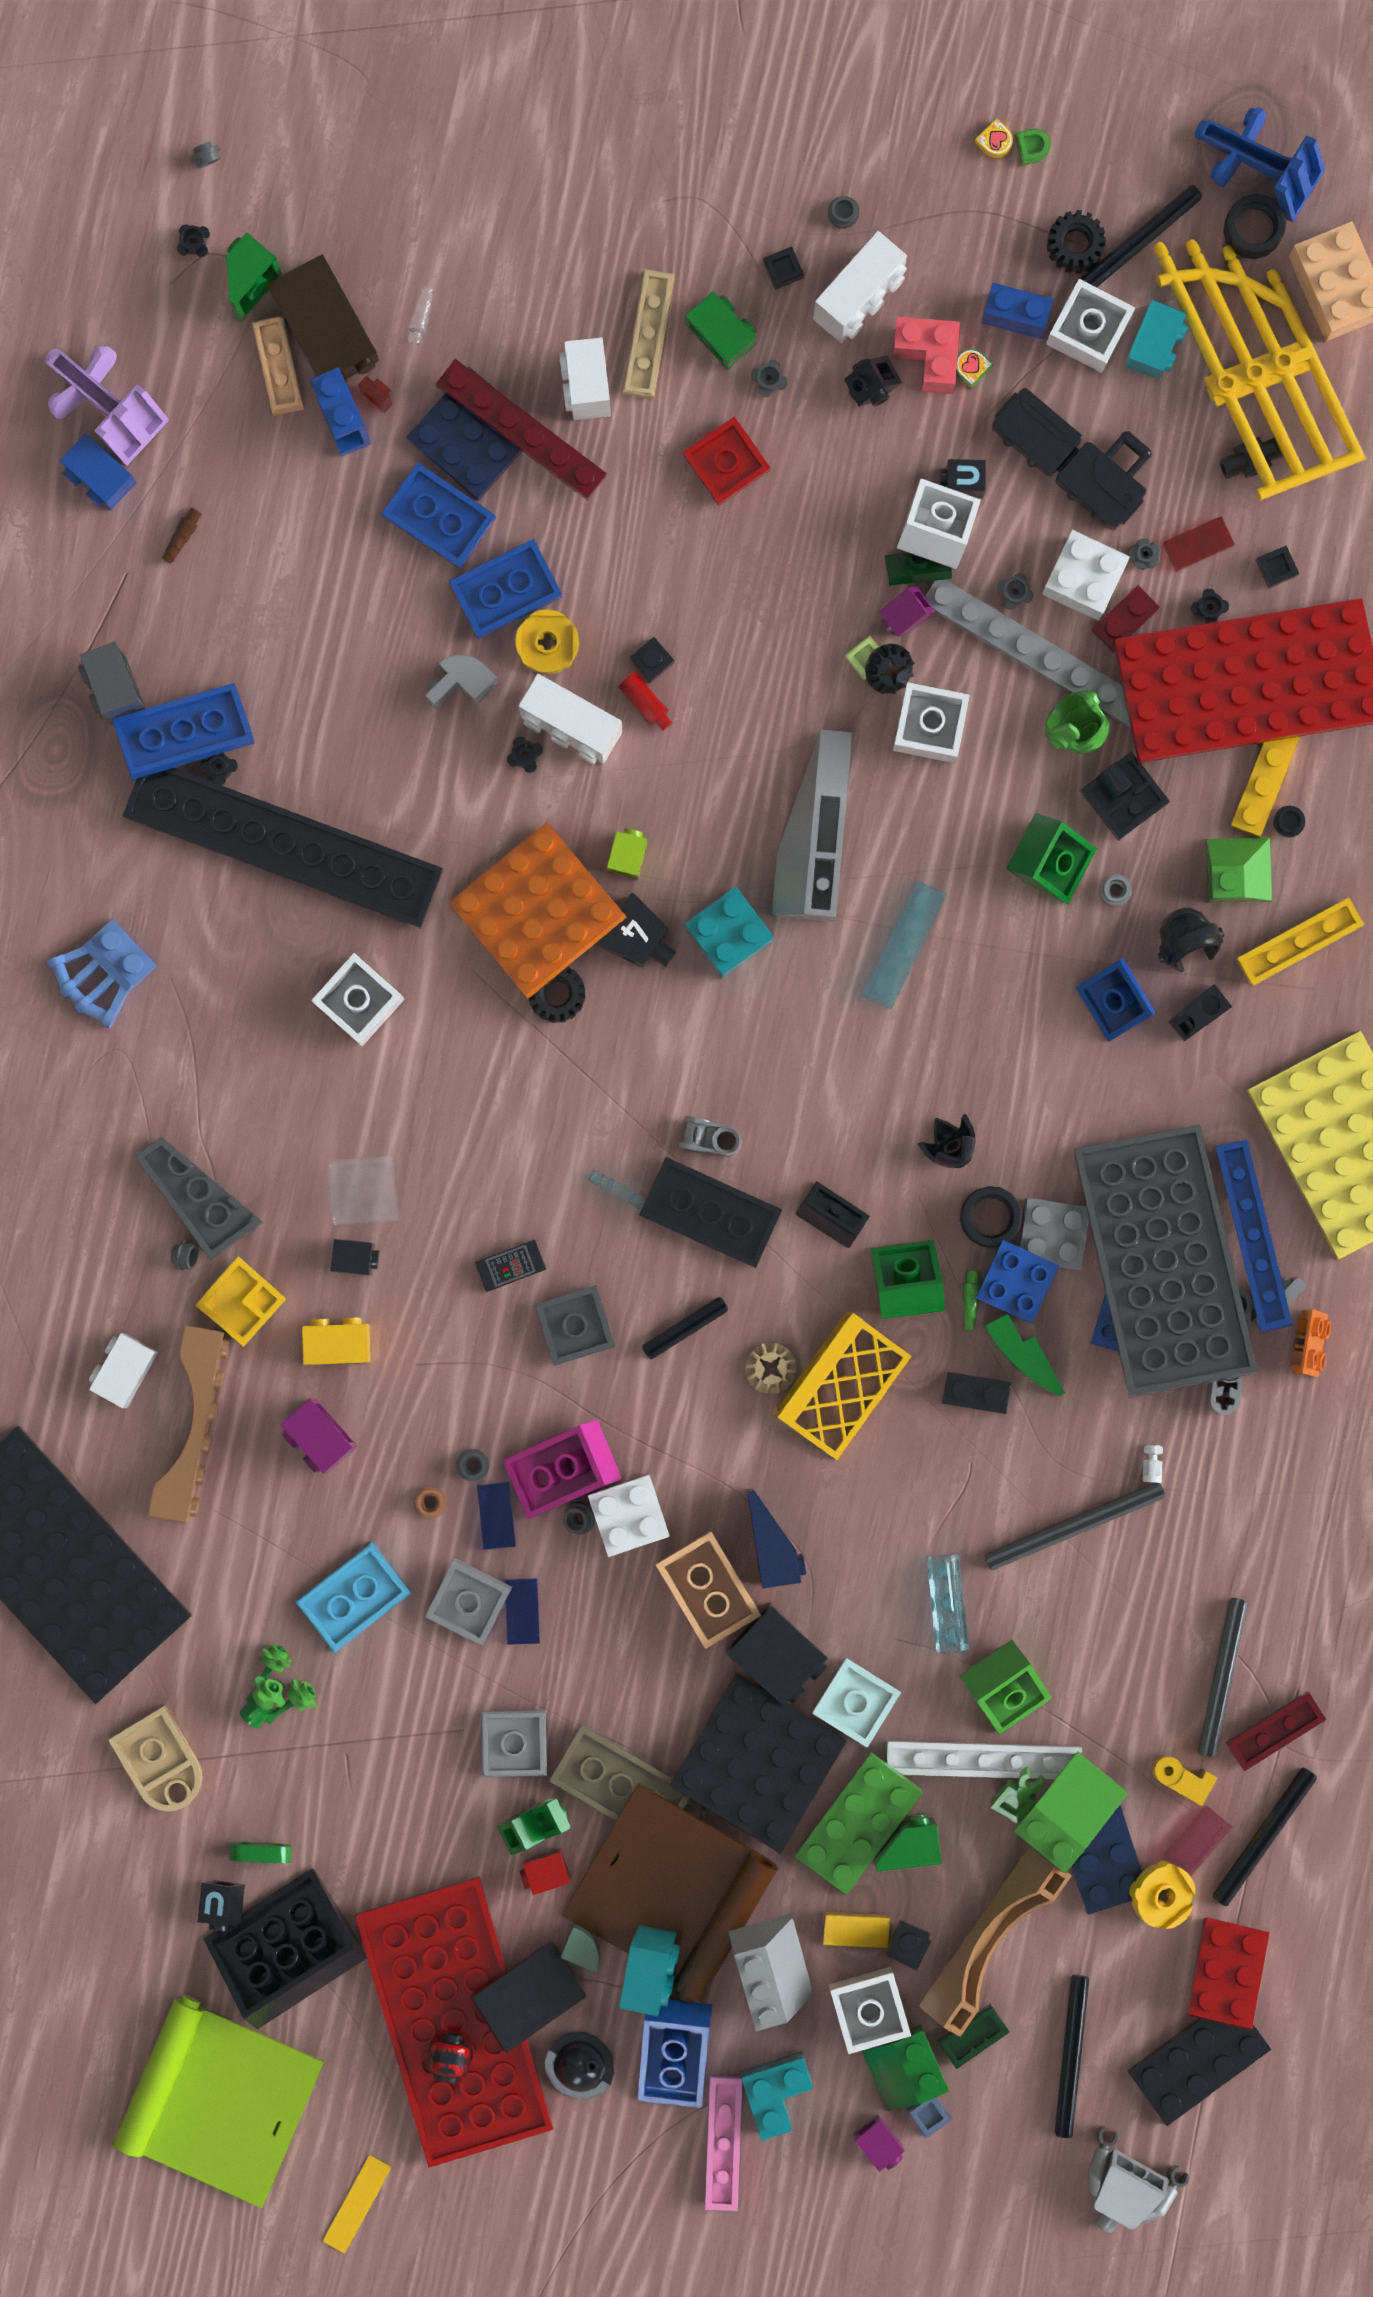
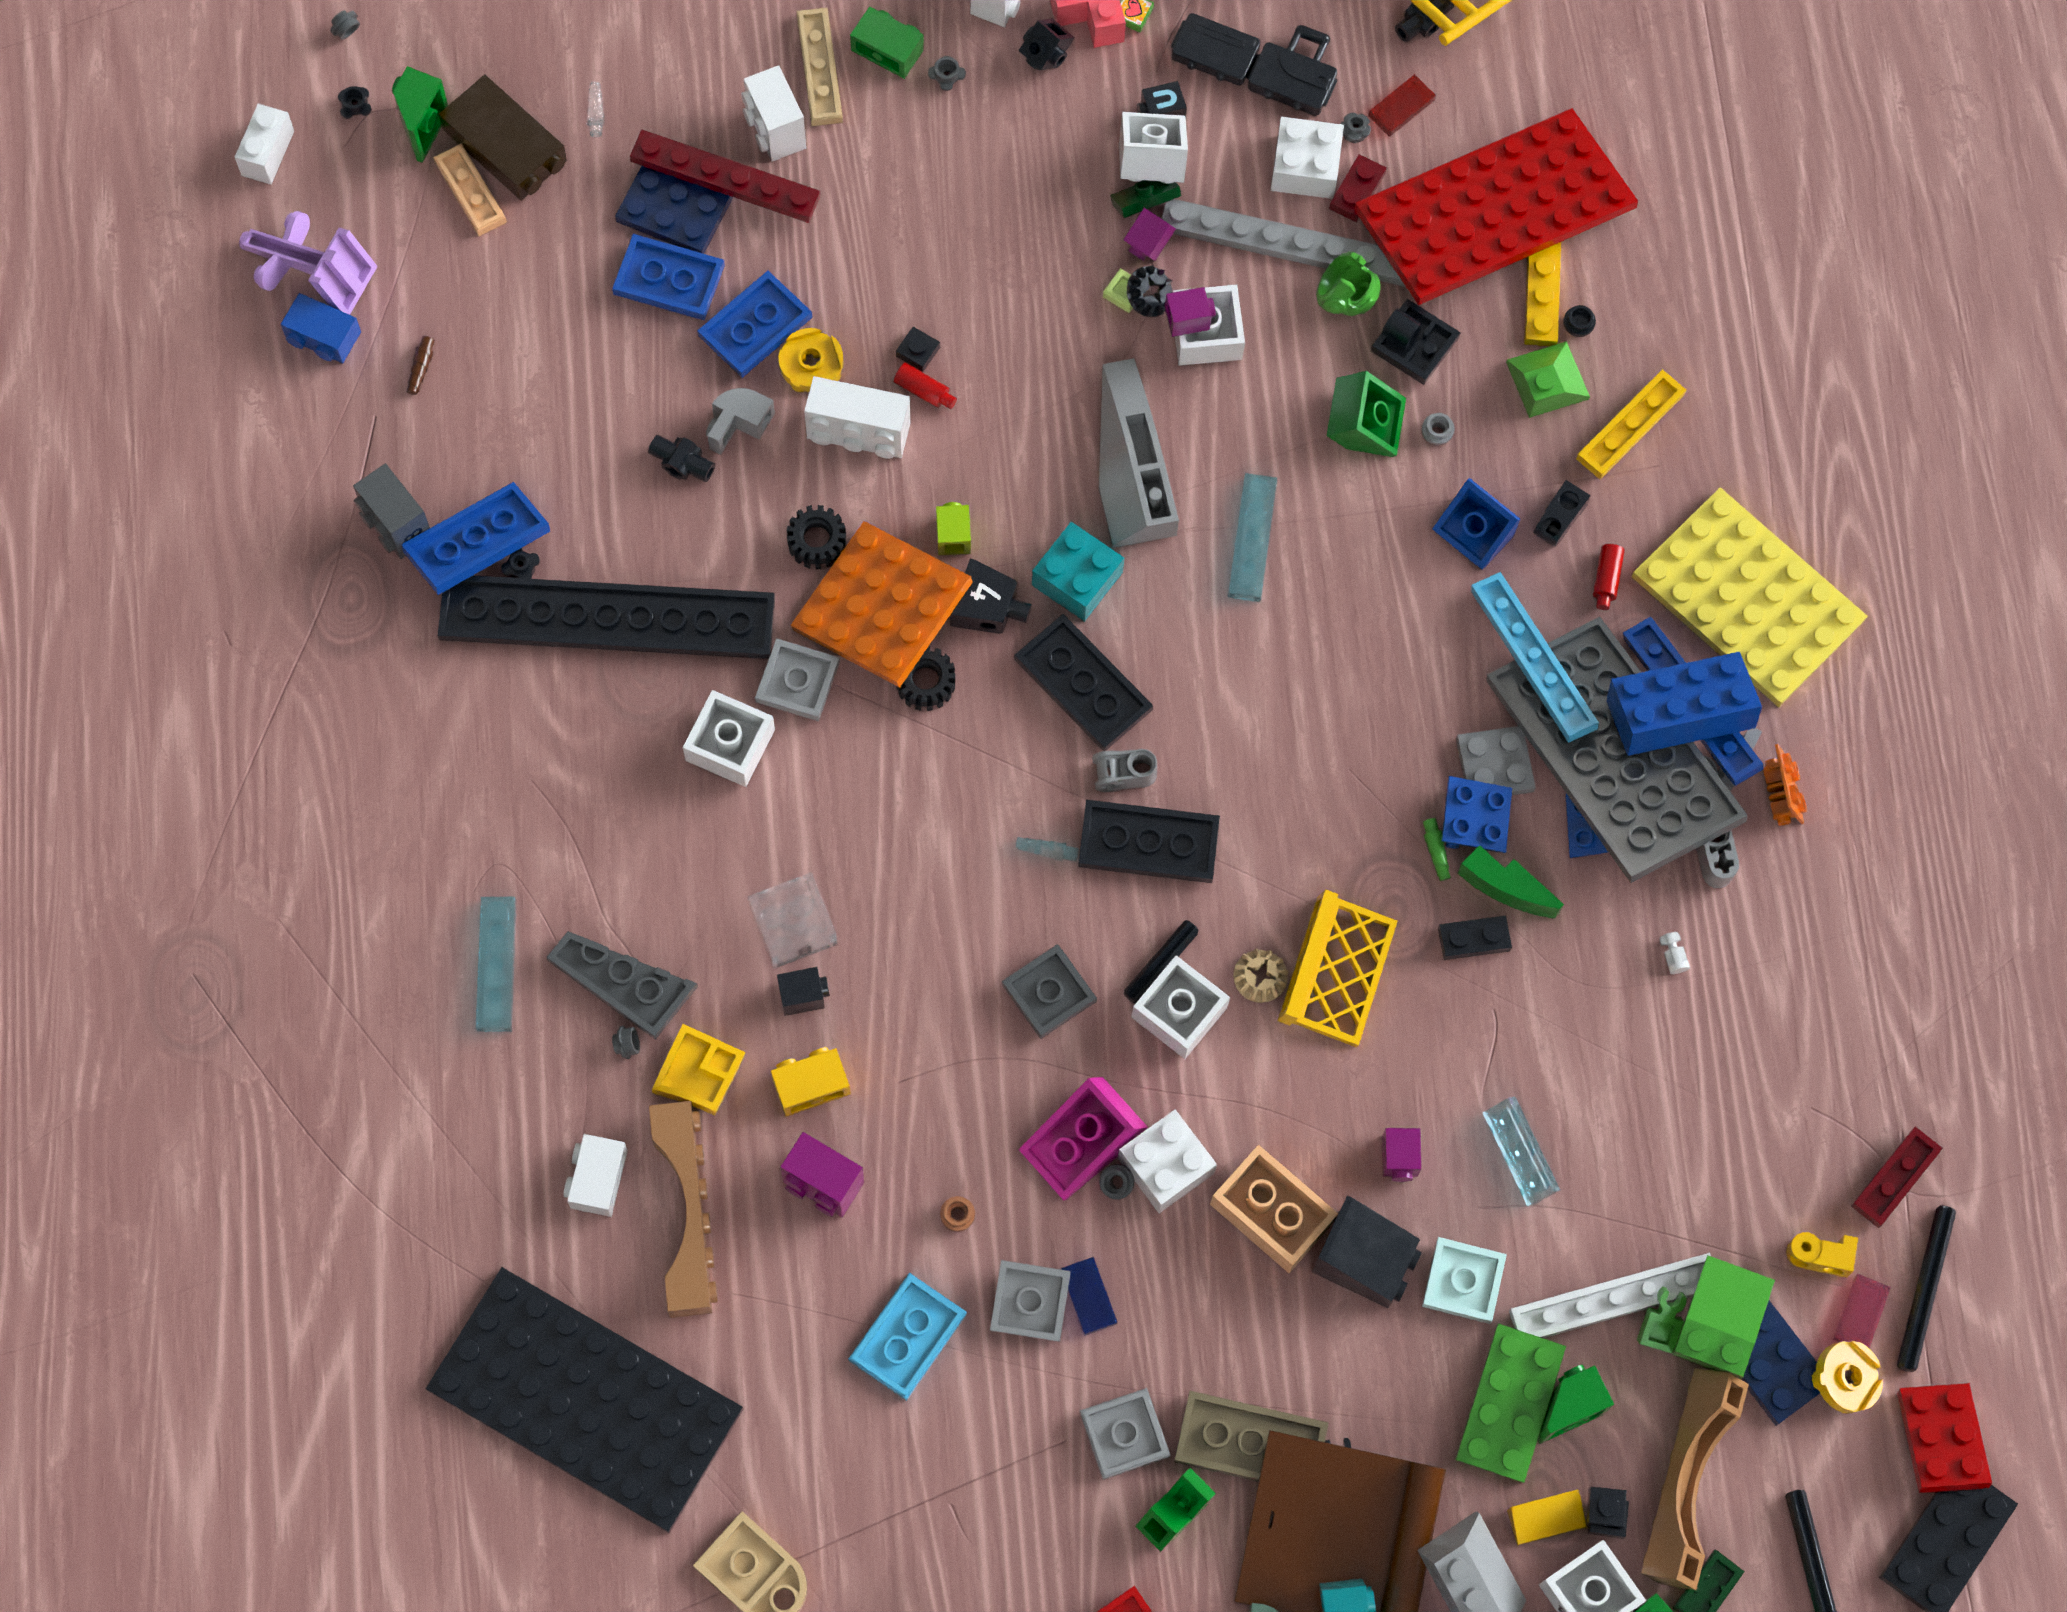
camera: 20 degrees left, 15 degrees down
(90, 1145) = (496, 964): none -> clear light blue plate
(95, 262) = (264, 144): none -> white brick
(118, 957) = (473, 774): medium blue plate -> none
(269, 1692) = (851, 1454): bright green plant -> none
(340, 411) = (547, 205): blue panel -> none
(376, 393) = (573, 185): clear red plate -> none
(397, 706) = (681, 458): none -> black axle
(439, 958) = (797, 679): none -> light grey plate
(472, 1475) = (989, 1152): dark grey plate -> none
(496, 1515) = (1030, 1207): clear blue tile -> none
(498, 803) = (811, 519): none -> black tyre
(510, 1265) = (964, 954): black tile -> none
(520, 746) = (824, 460): black plate -> none
(545, 1872) = (1202, 1557): red brick -> none
(686, 1379) = (1180, 1007): none -> white brick
(700, 1041) = (1083, 682): none -> black plate
(726, 461) = (930, 153): red plate -> none
(757, 1763) = (1385, 1374): black plate -> none
(775, 1553) = (1325, 1142): dark blue slope -> none
(832, 1215) = (1270, 810): black slope -> none
(839, 1573) = (1401, 1153): none -> magenta brick
(907, 1279) = (1368, 847): green slope -> none
(913, 713) = (1189, 311): none -> magenta brick
(952, 1144) = (1367, 707): black piece -> none
(984, 1193) = (1433, 739): black tyre -> none
(1005, 1686) = (1610, 1216): bright green slope -> none
(1017, 582) = (1248, 184): dark grey plate -> none
(1074, 1526) = (1619, 1037): dark grey axle -> none
(1122, 1149) = (1534, 657): none -> medium azure plate
(1186, 932) = (1519, 440): black helmet -> none
(1209, 597) = (1433, 147): black plate -> none
(1223, 1085) = (1608, 575): none -> red cylinder
(1223, 1677) = (1823, 1141): dark grey axle -> none
(1239, 1244) = (1683, 703): none -> blue brick
(1277, 567) = (1483, 102): black plate -> none

